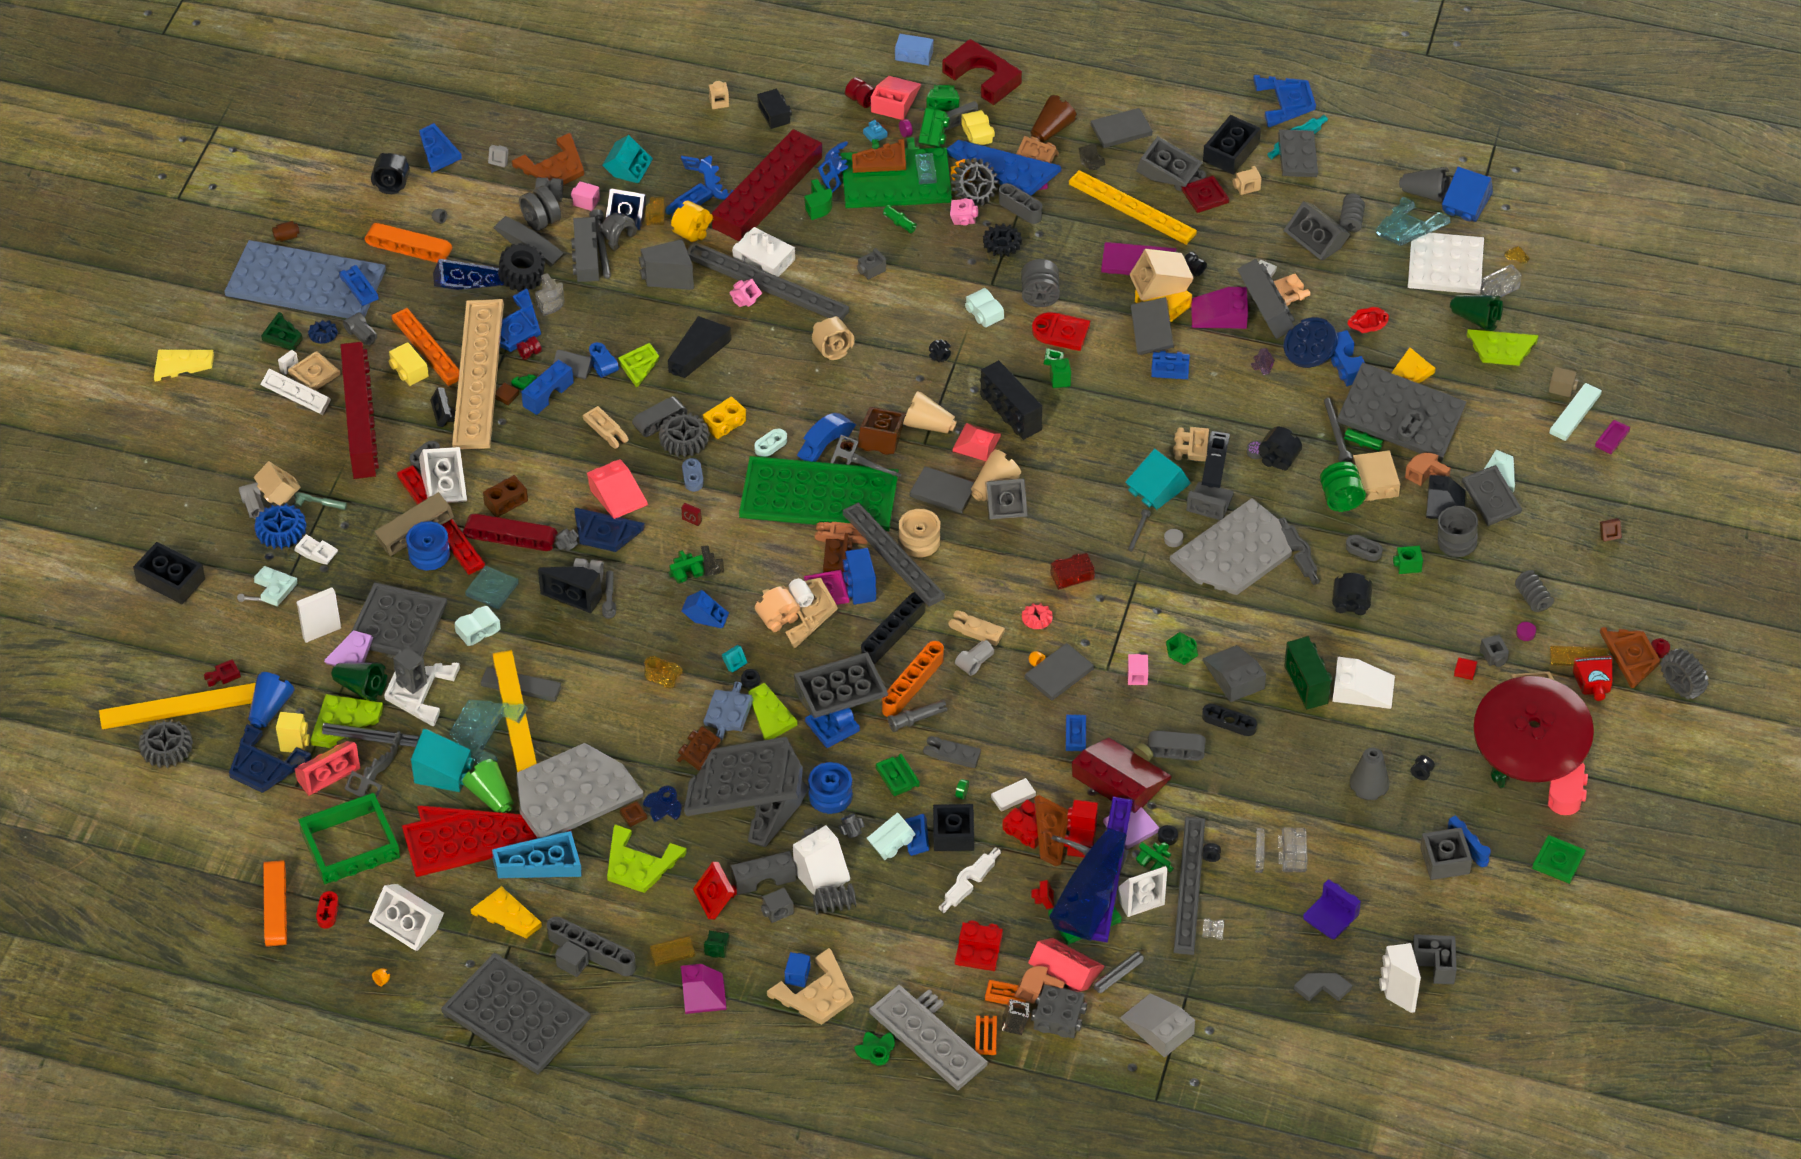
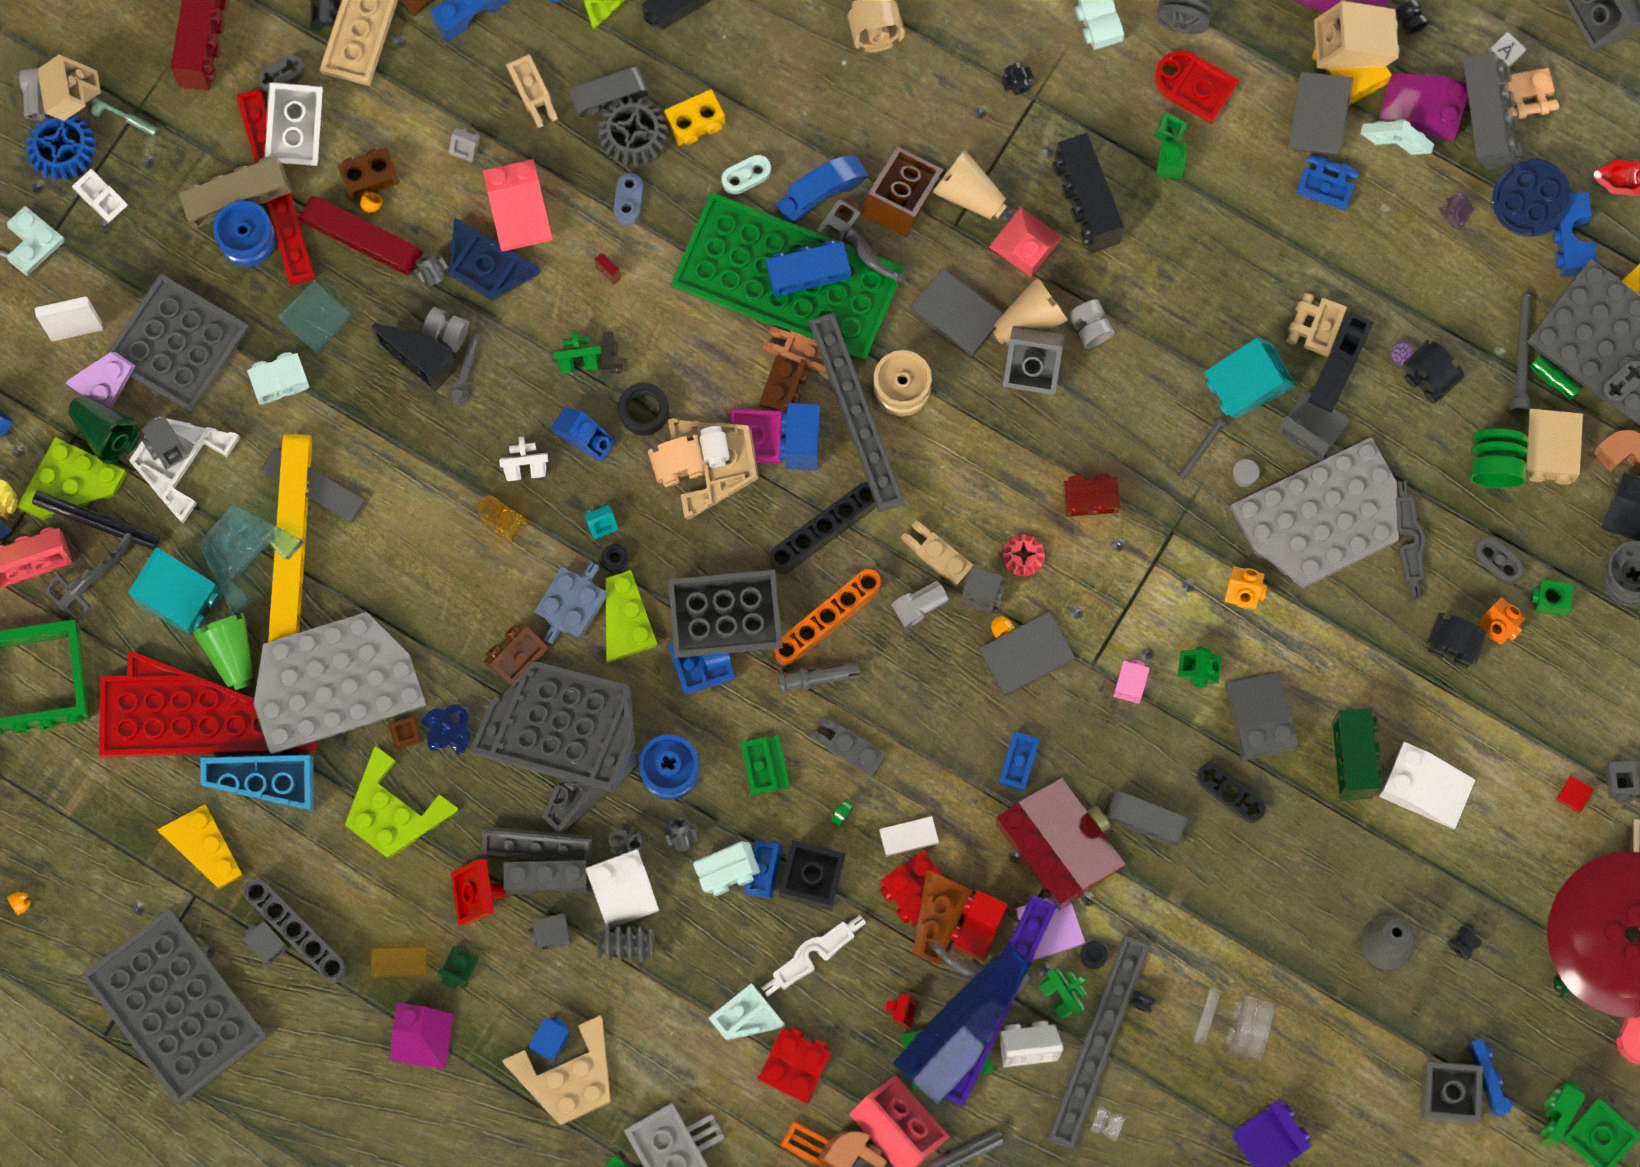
camera: 15 degrees right, 25 degrees up
(405, 916) = (71, 819): white slope -> none
(511, 513) = (370, 202): none -> light orange hinge
(567, 466) = (464, 144): none -> light grey tile
(667, 632) = (512, 464): none -> white hips
(735, 856) = (535, 845): none -> dark grey tile
(743, 600) = (643, 389): none -> black tyre
(832, 480) = (808, 268): none -> blue brick
(934, 924) = (745, 1015): none -> light aqua wing
(1016, 635) = (983, 590): none -> dark grey brick
(1038, 473) = (1092, 325): none -> light grey wheel
(1191, 593) = (1245, 588): none -> light orange brick
(1208, 323) = (1399, 133): none -> light aqua plate
(1375, 573) = (1502, 621): none -> orange brick
(1524, 844) = (1560, 1108): none -> green plate

